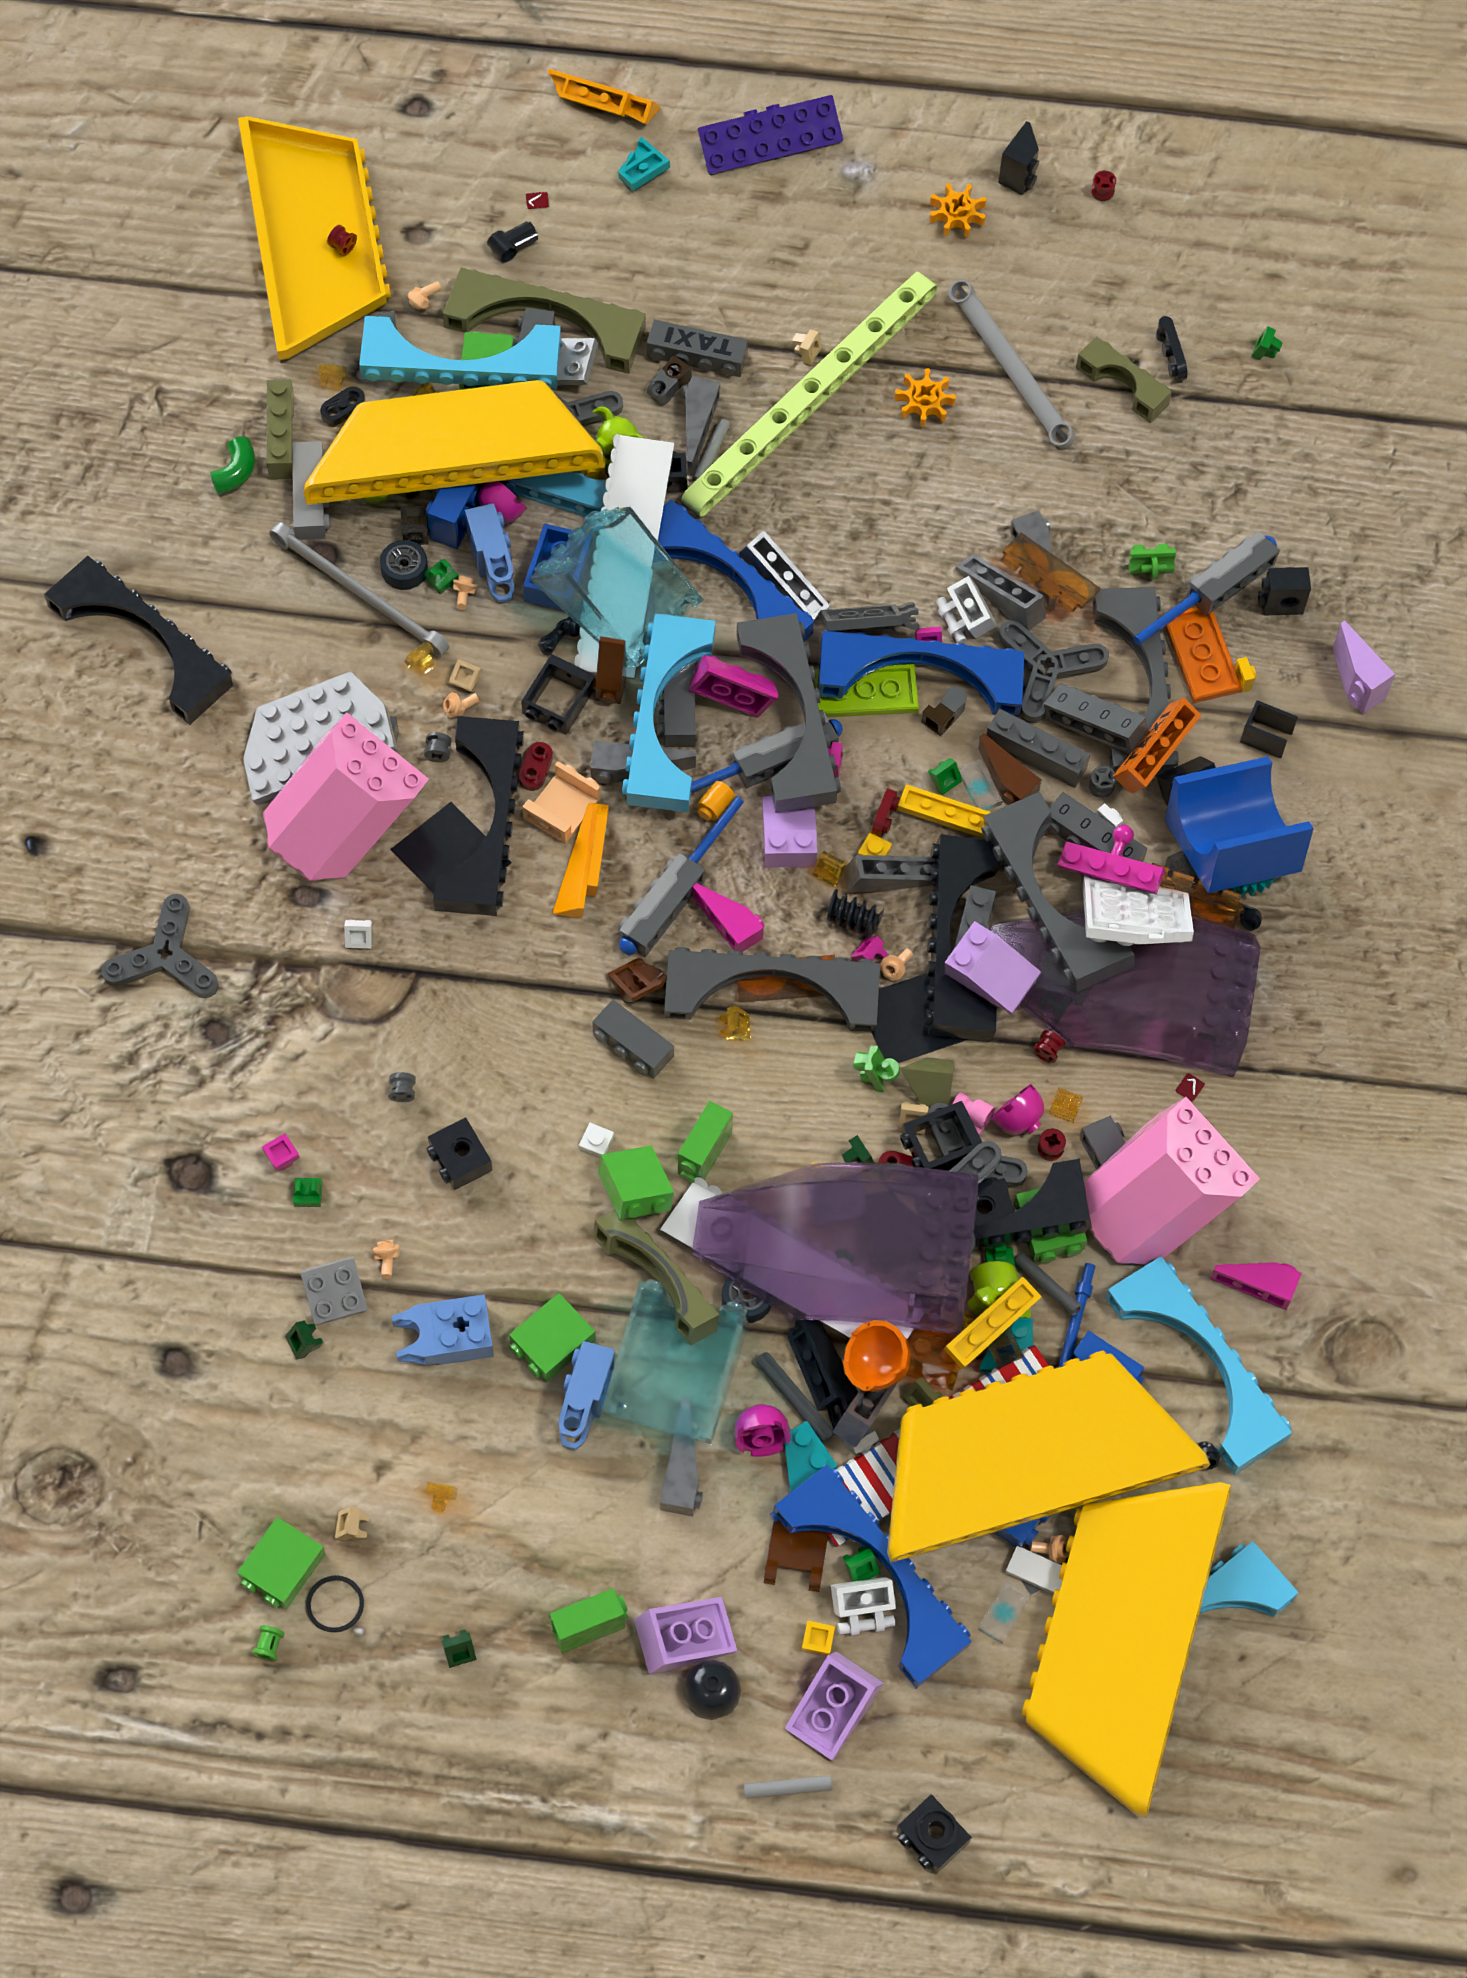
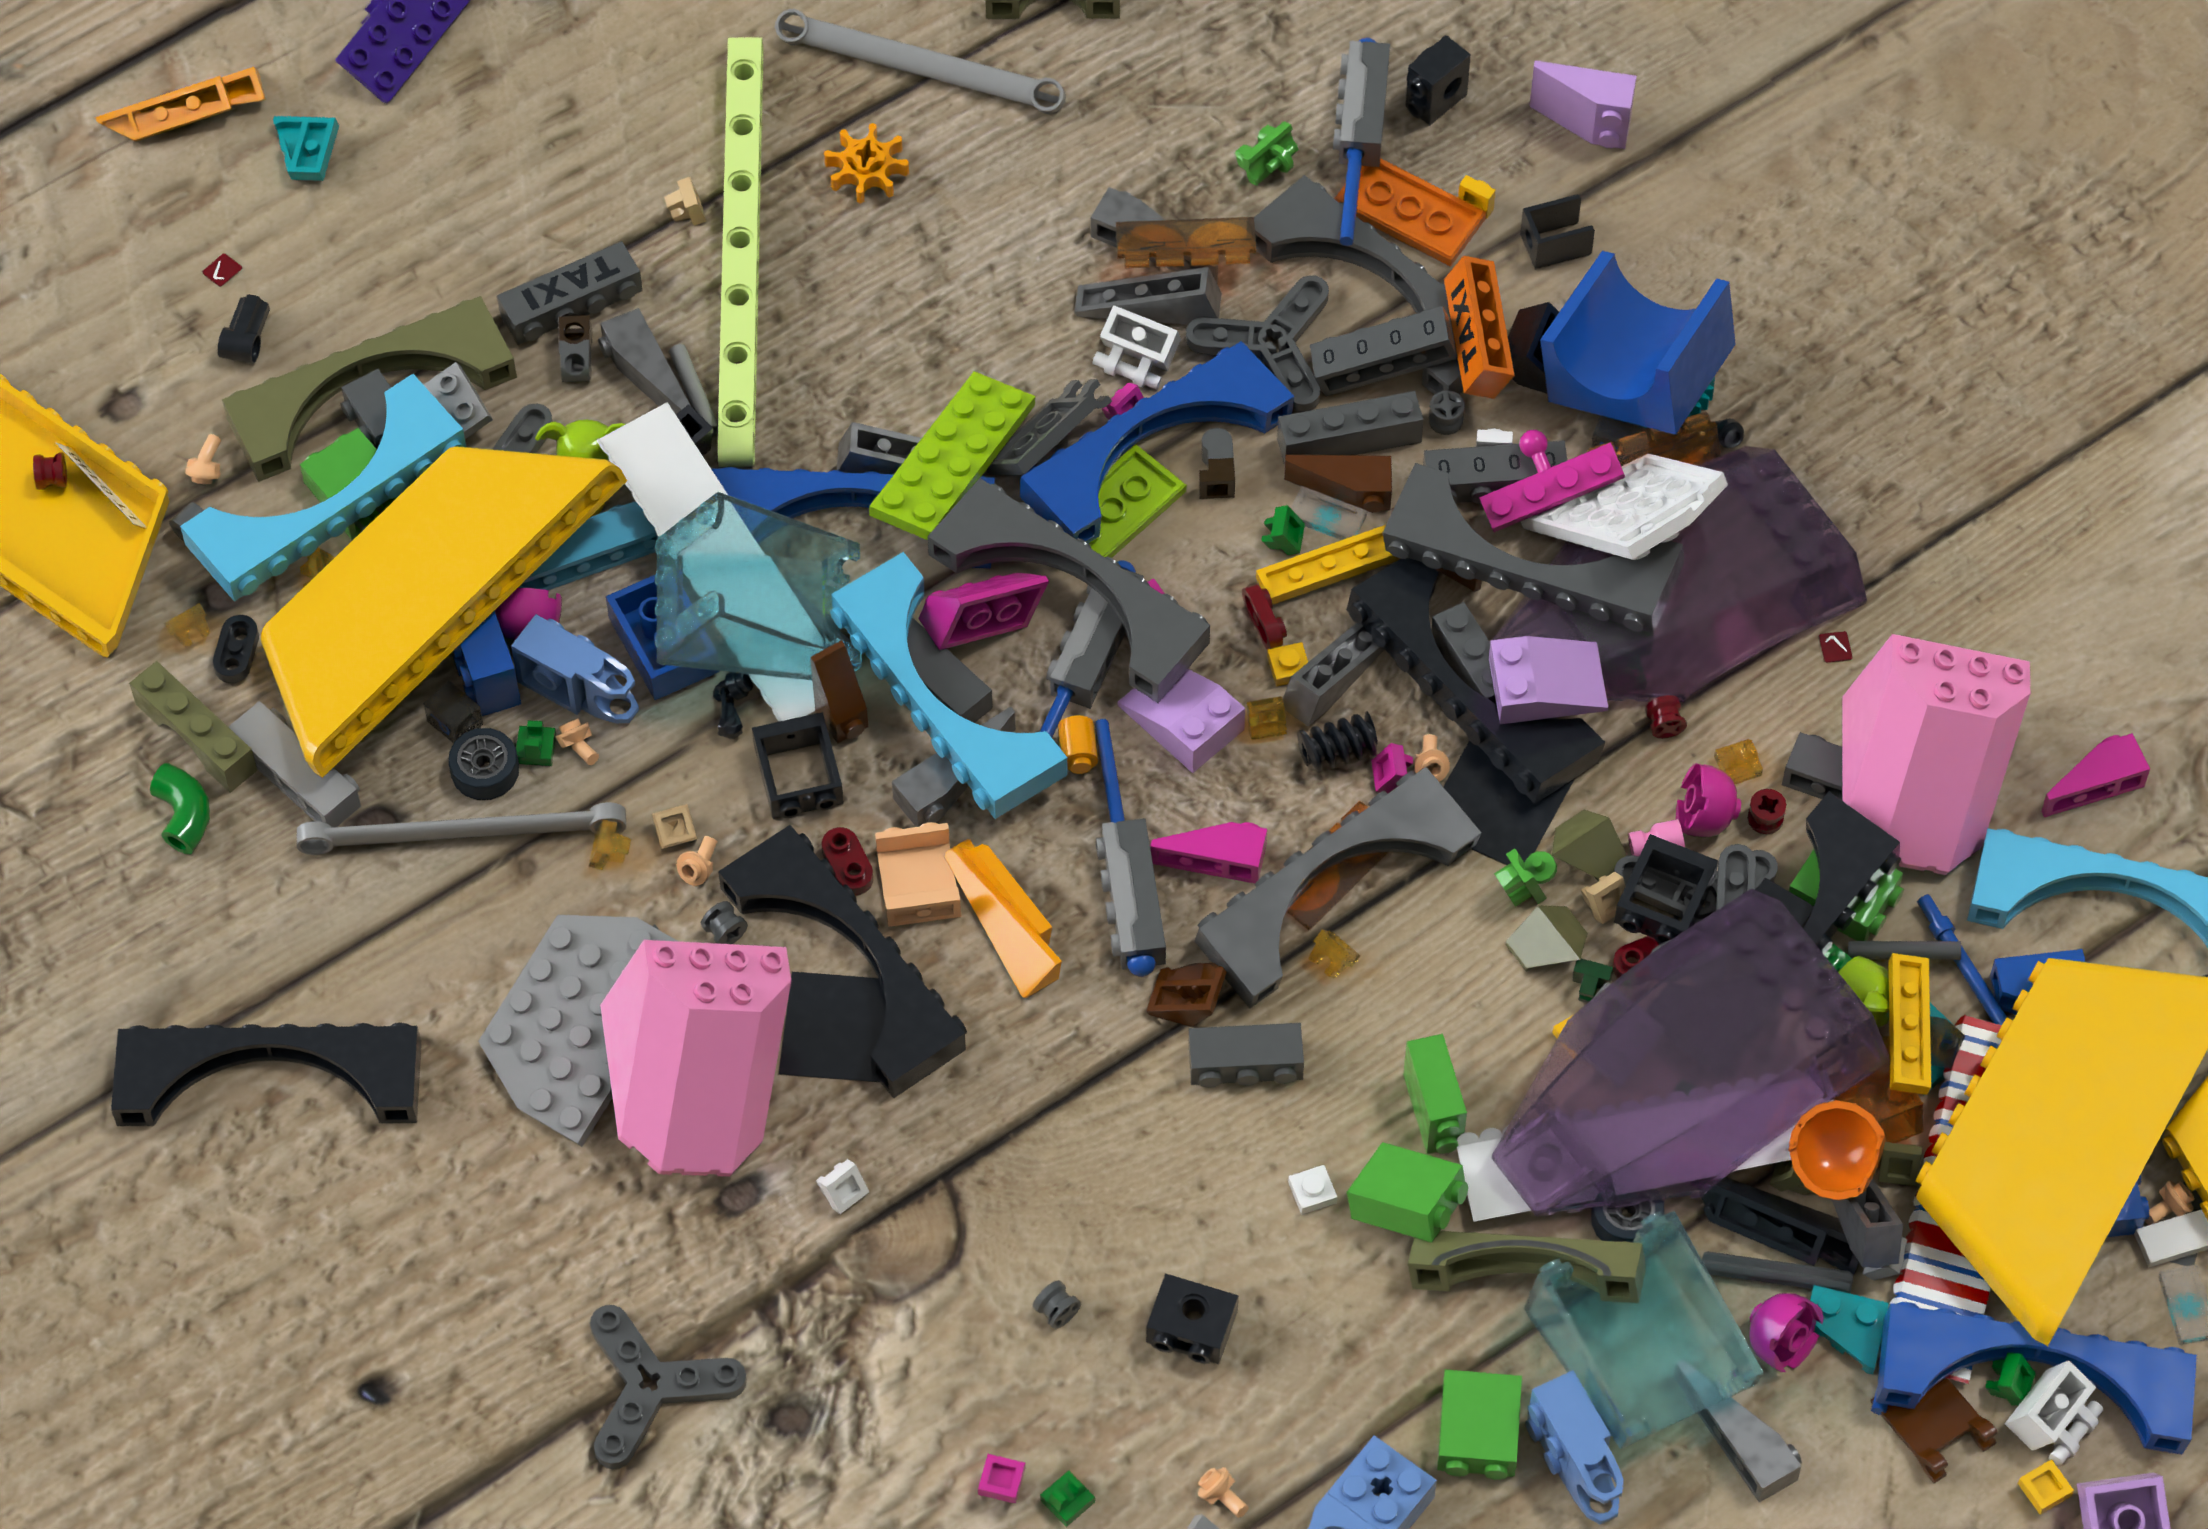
camera: 40 degrees left, 5 degrees down
(360, 266) = (101, 485): none -> white sticker
(804, 590) = (952, 455): none -> lime plate
(860, 1112) = (1547, 938): none -> slope

